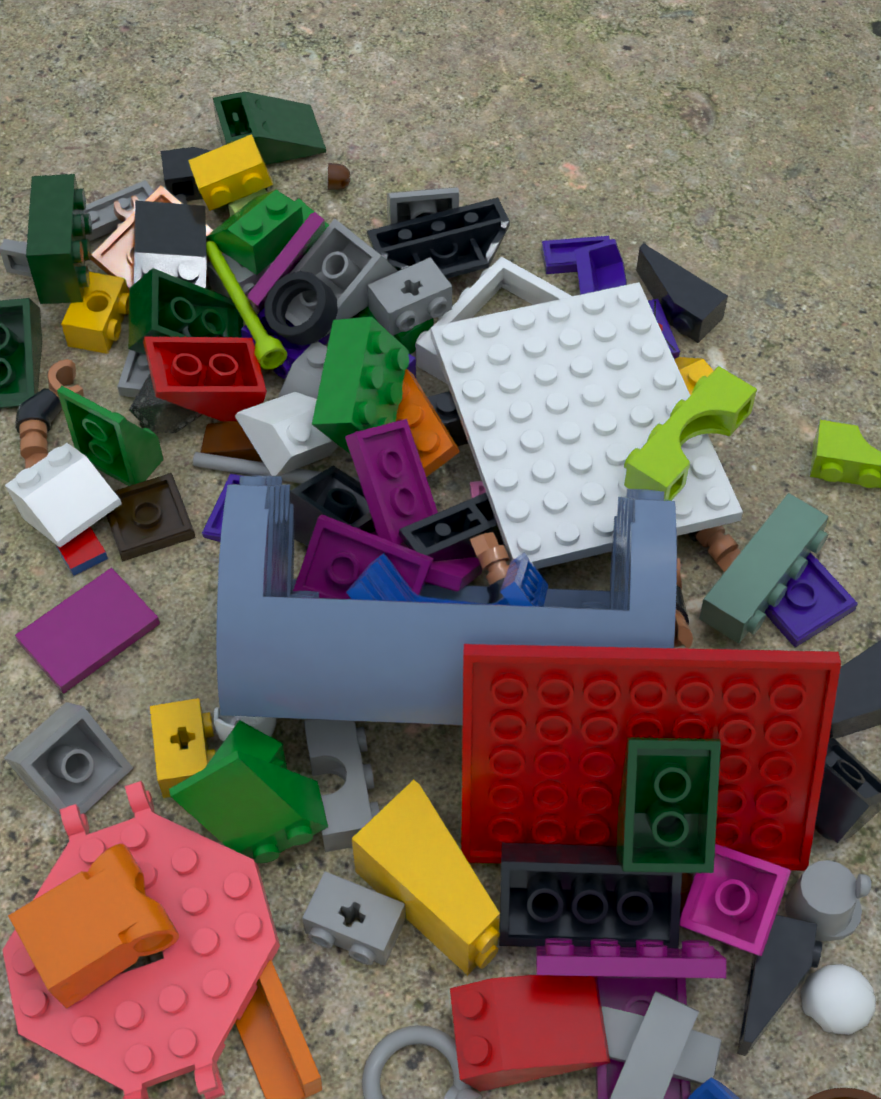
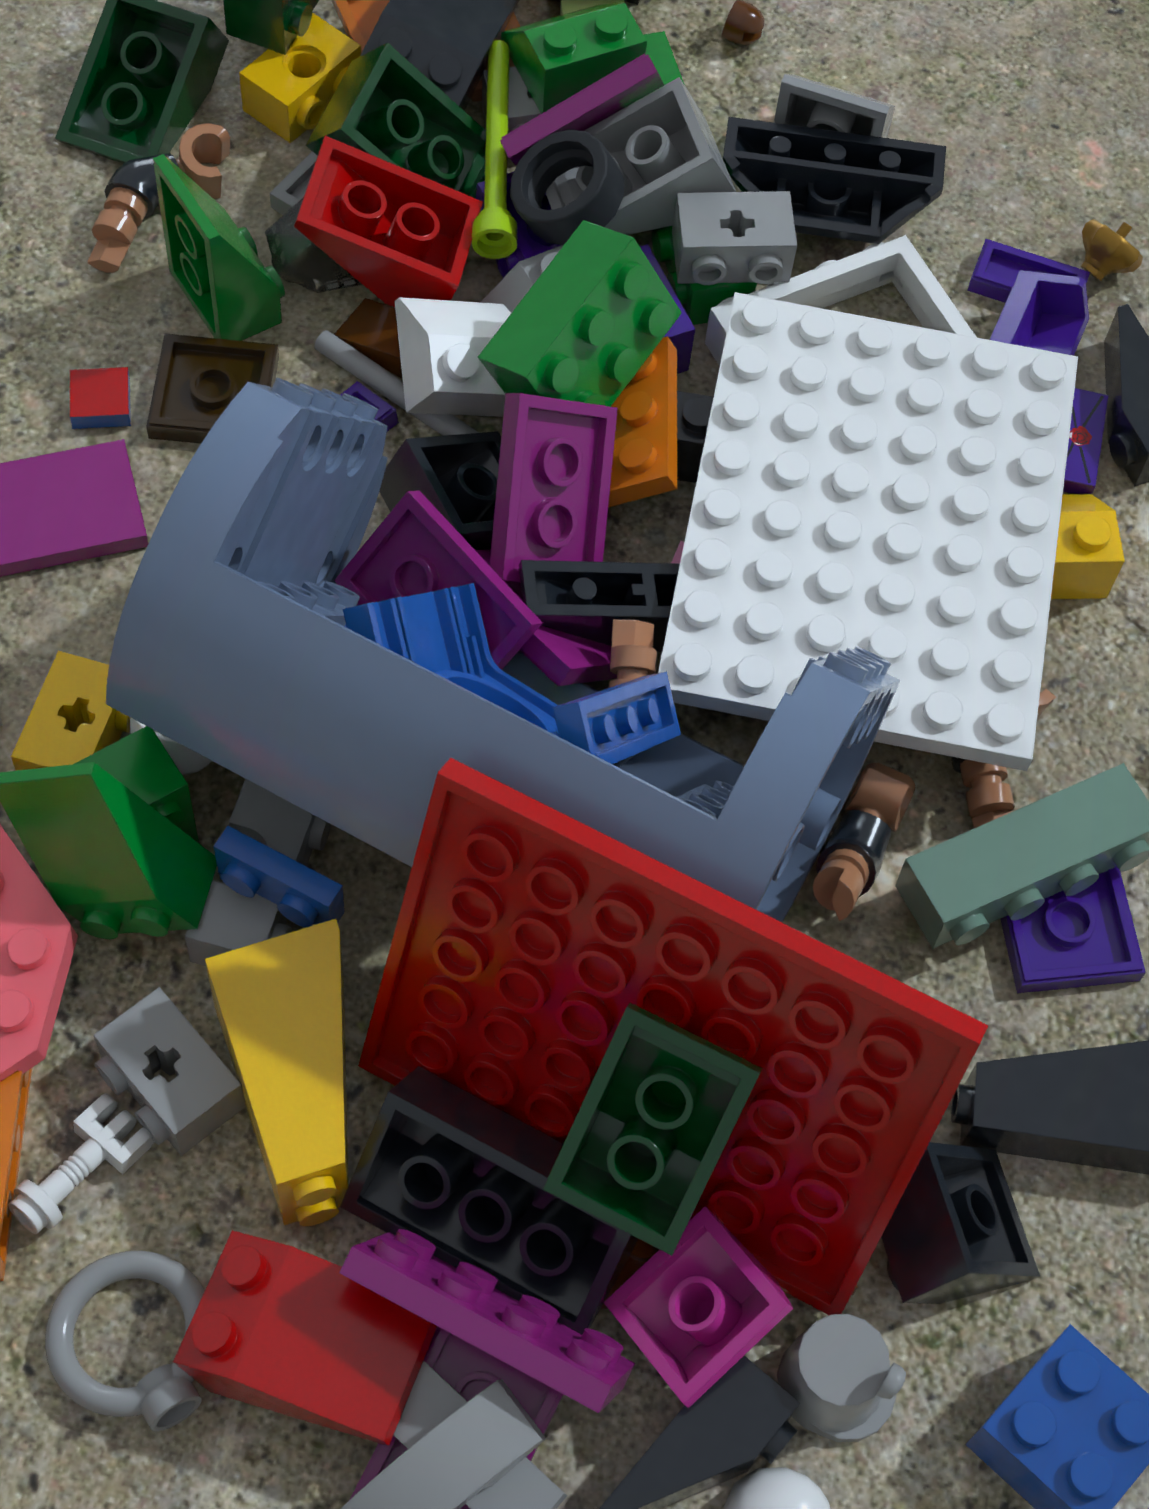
camera: 20 degrees right, 5 degrees up
(62, 494) = (110, 309): white slope -> none
(321, 1034) = (37, 1204): none -> white hinge
(353, 774) = (257, 869): none -> blue plate
(613, 219) = (1108, 250): none -> pearl gold piece
(715, 407) = (1076, 586): lime arch -> none

